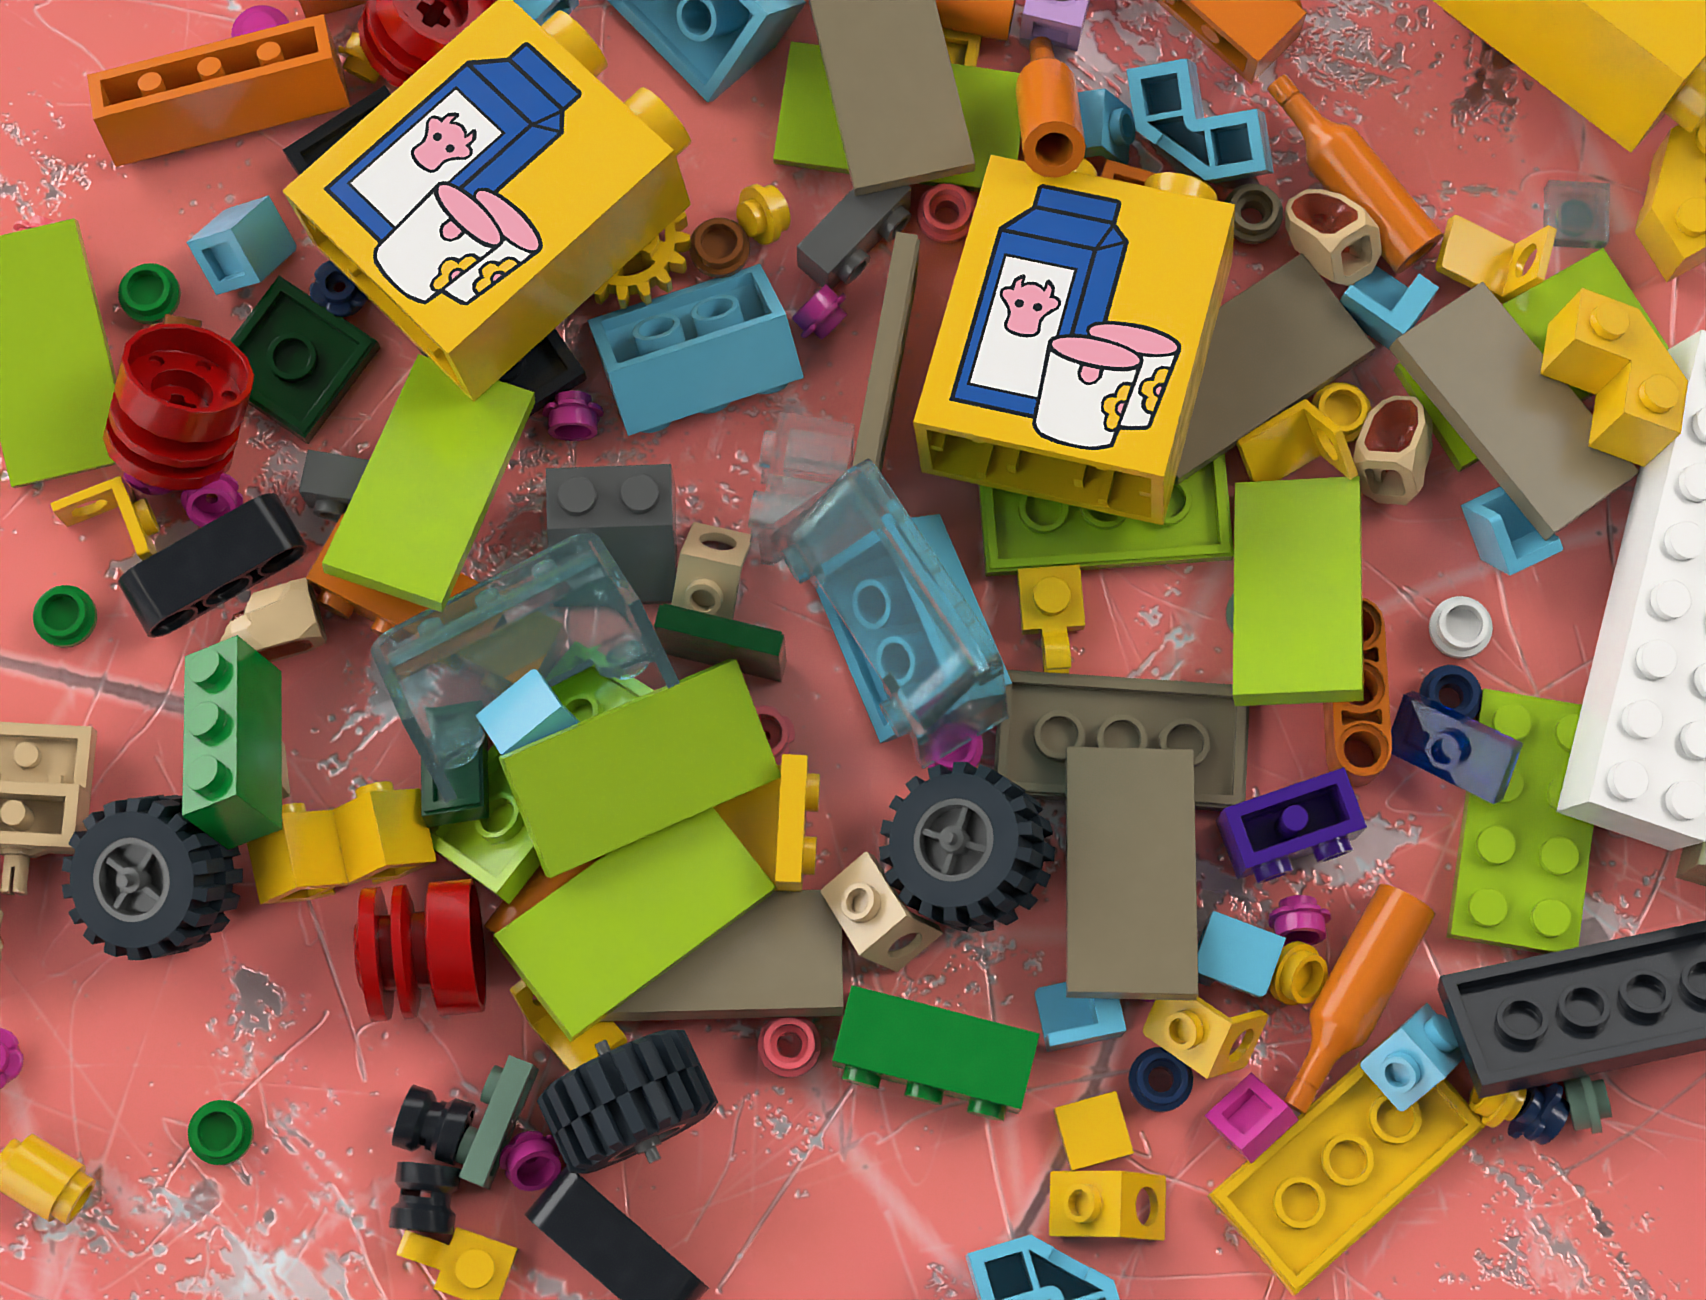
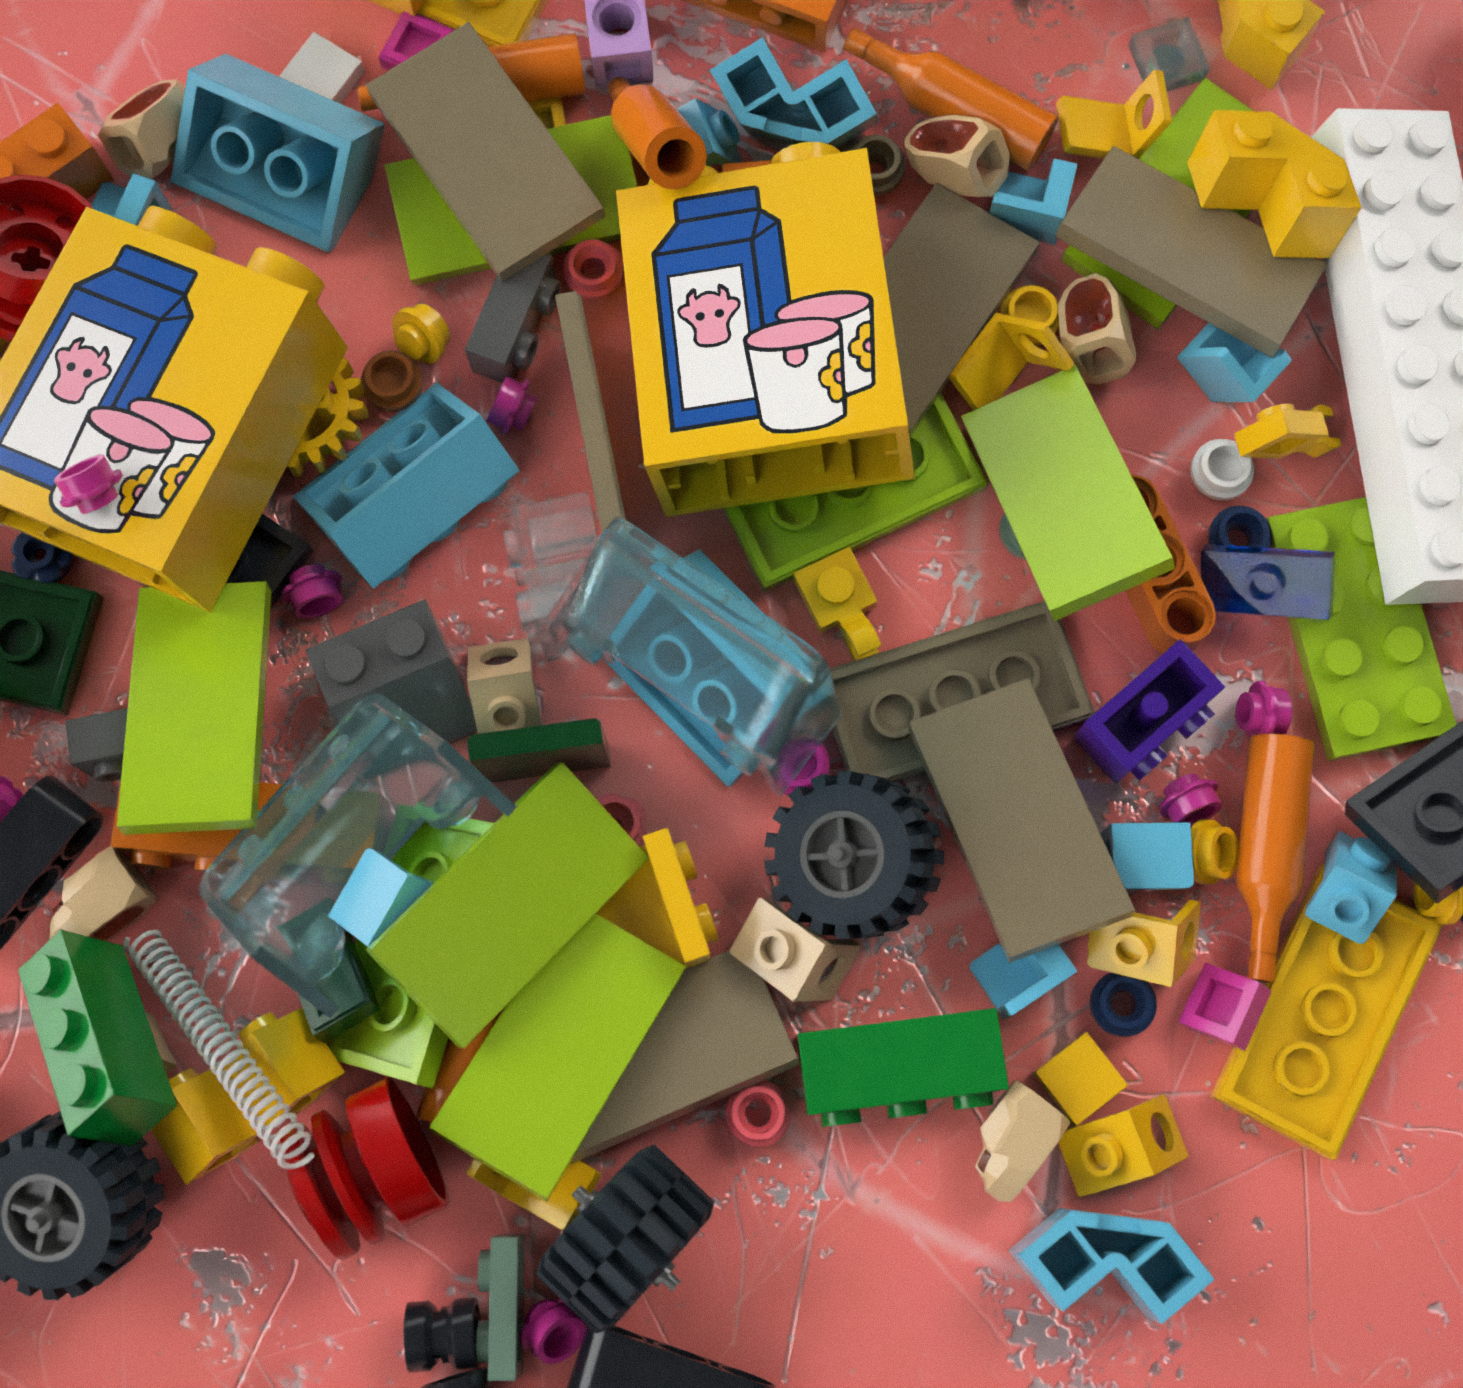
camera: 20 degrees left, 0 degrees up
(322, 791) = (210, 1058): none -> white piece
(415, 252) = (88, 484): none -> dark pink plate
(1011, 1160) = (1017, 1140): none -> tan rock
(1402, 864) = (1263, 710): none -> dark pink plate
(1530, 615) = (1286, 430): none -> yellow plate

